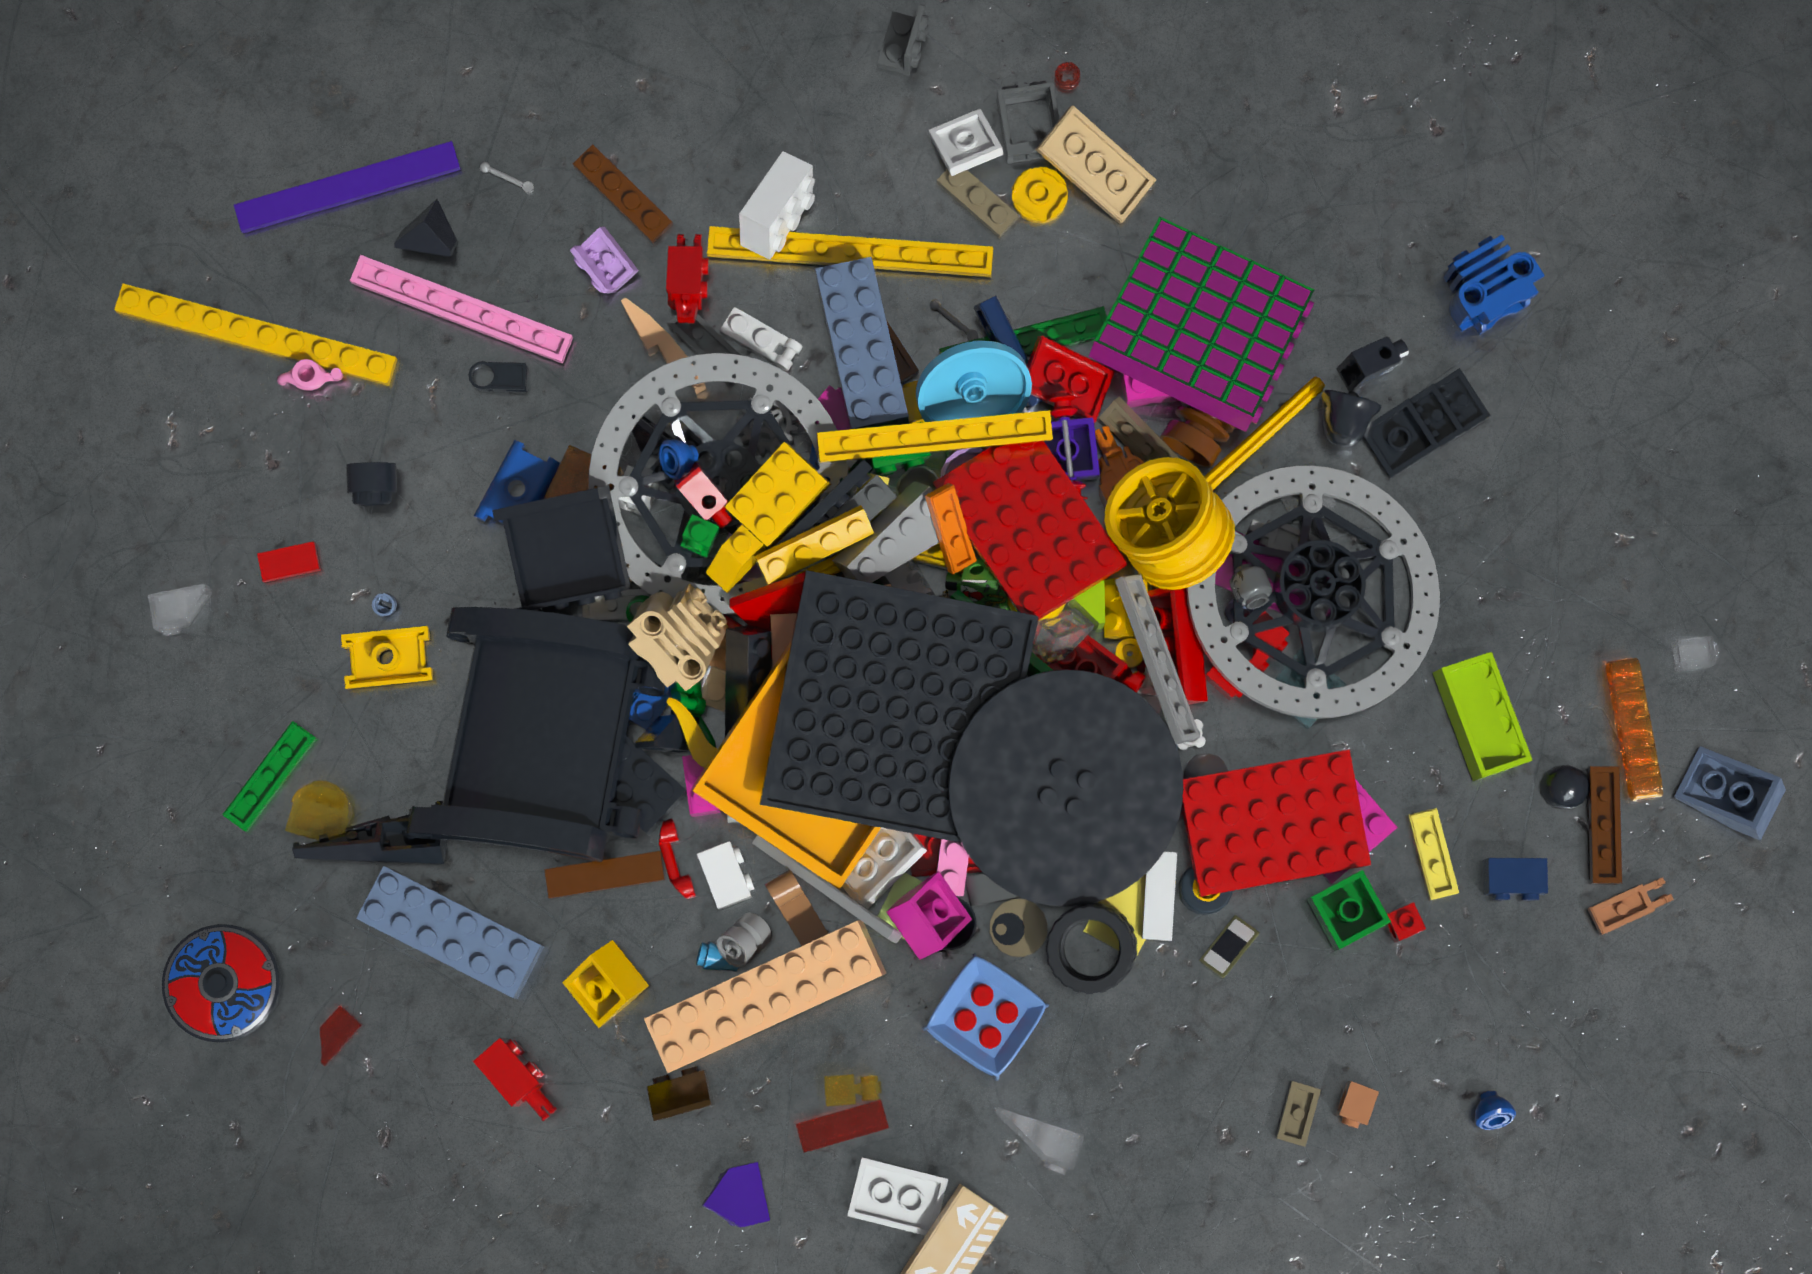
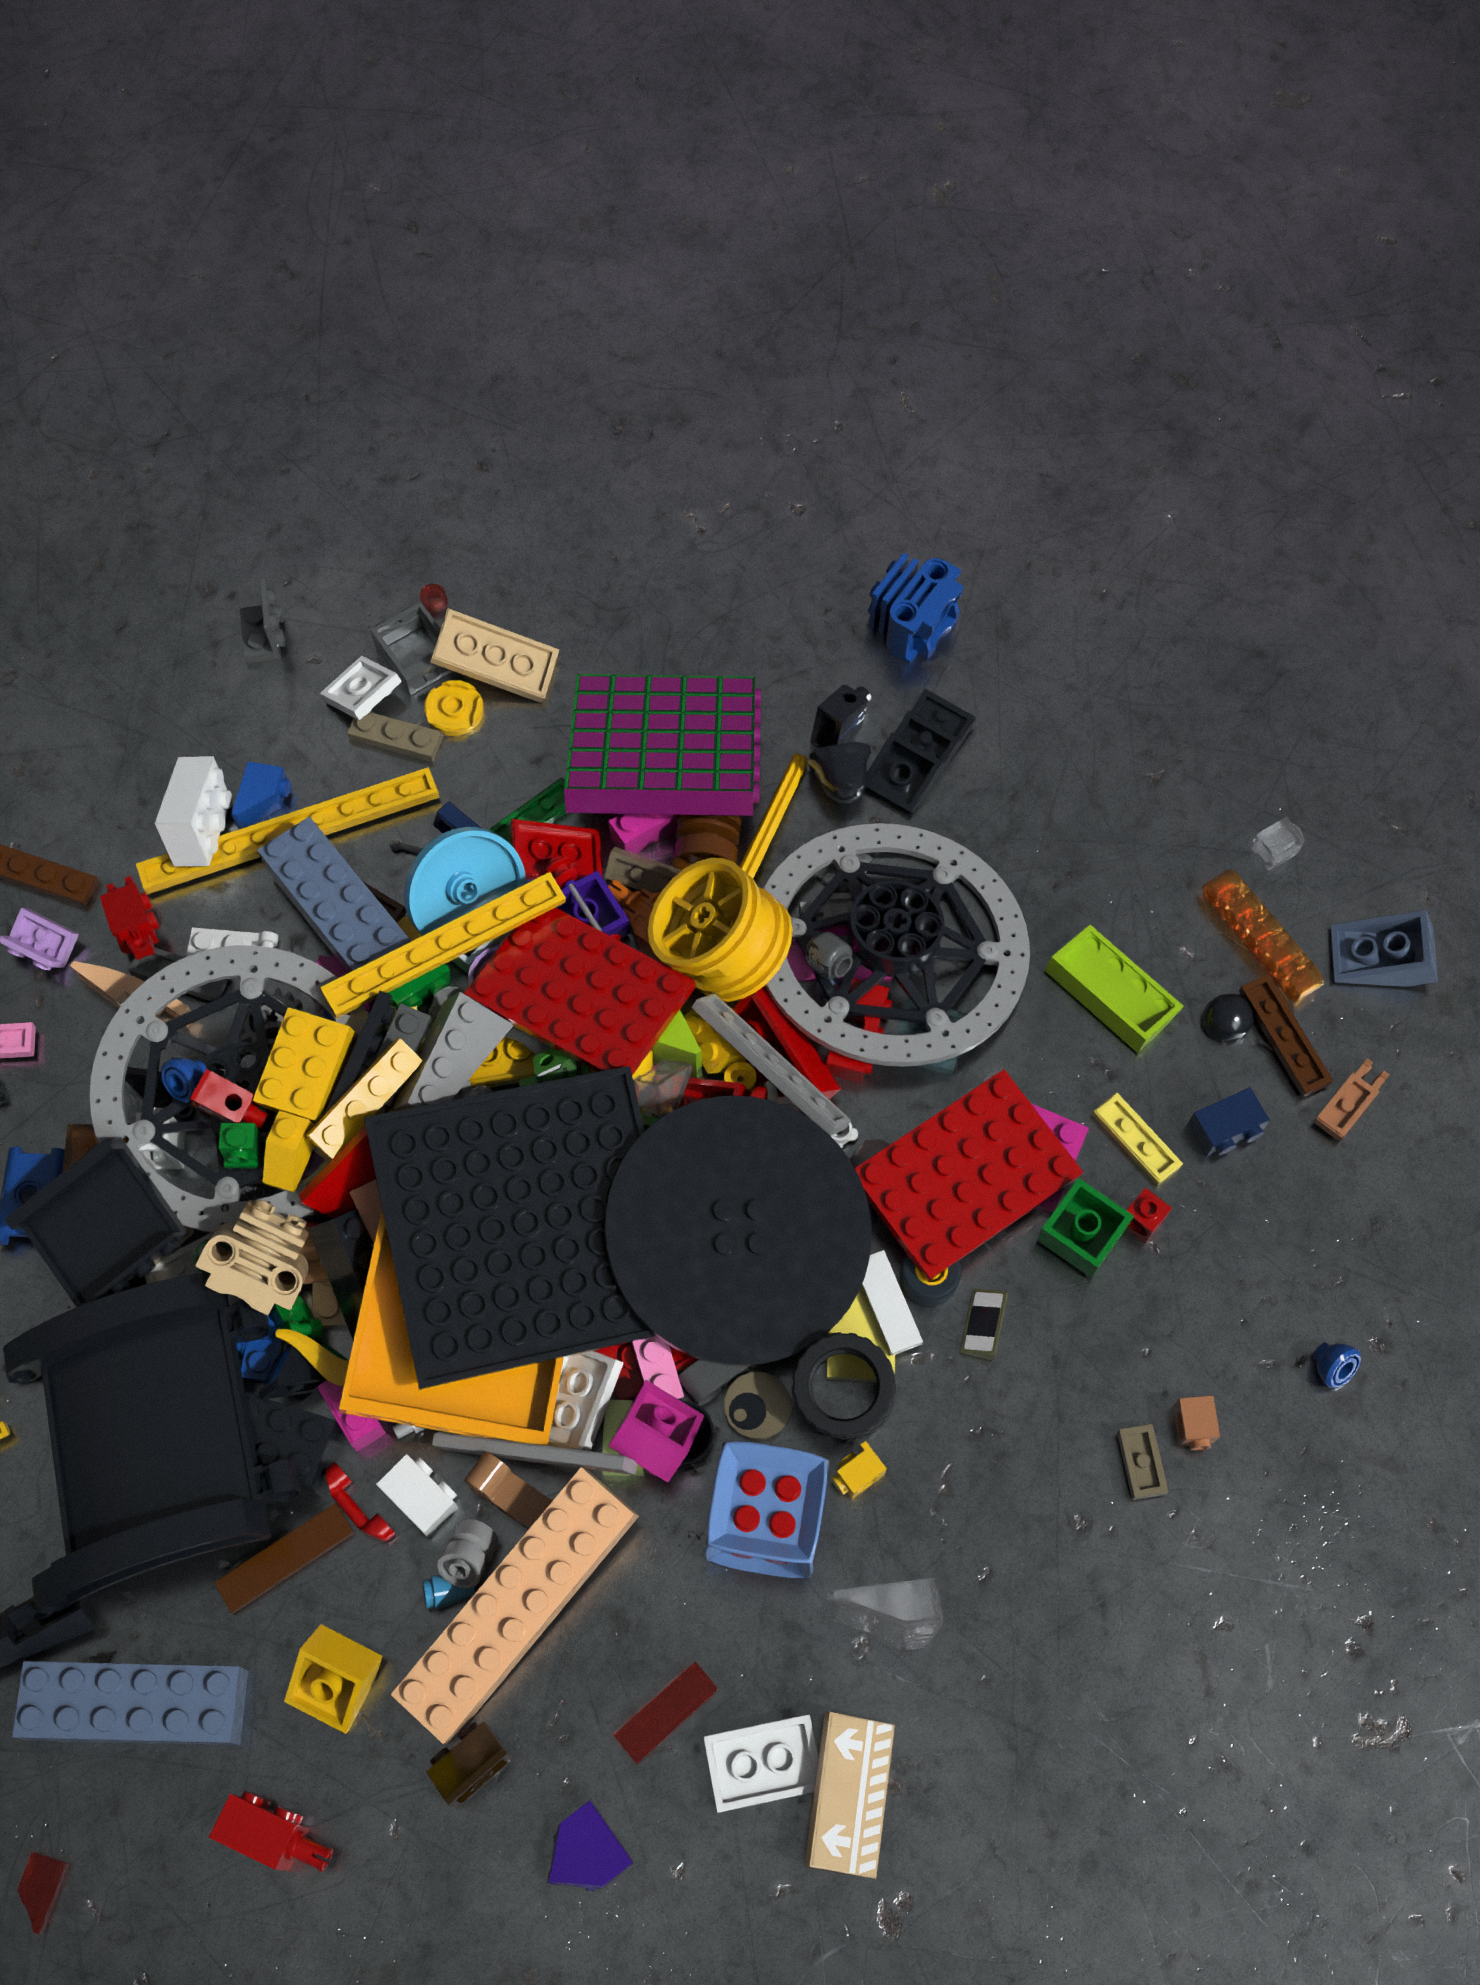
camera: 25 degrees left, 15 degrees down
(839, 205) = (259, 793): none -> blue slope
(842, 1089) = (648, 1670): clear yellow plate -> none
(950, 528) = (501, 1026): orange tile -> none
(1071, 1017) = (858, 1471): none -> yellow brick

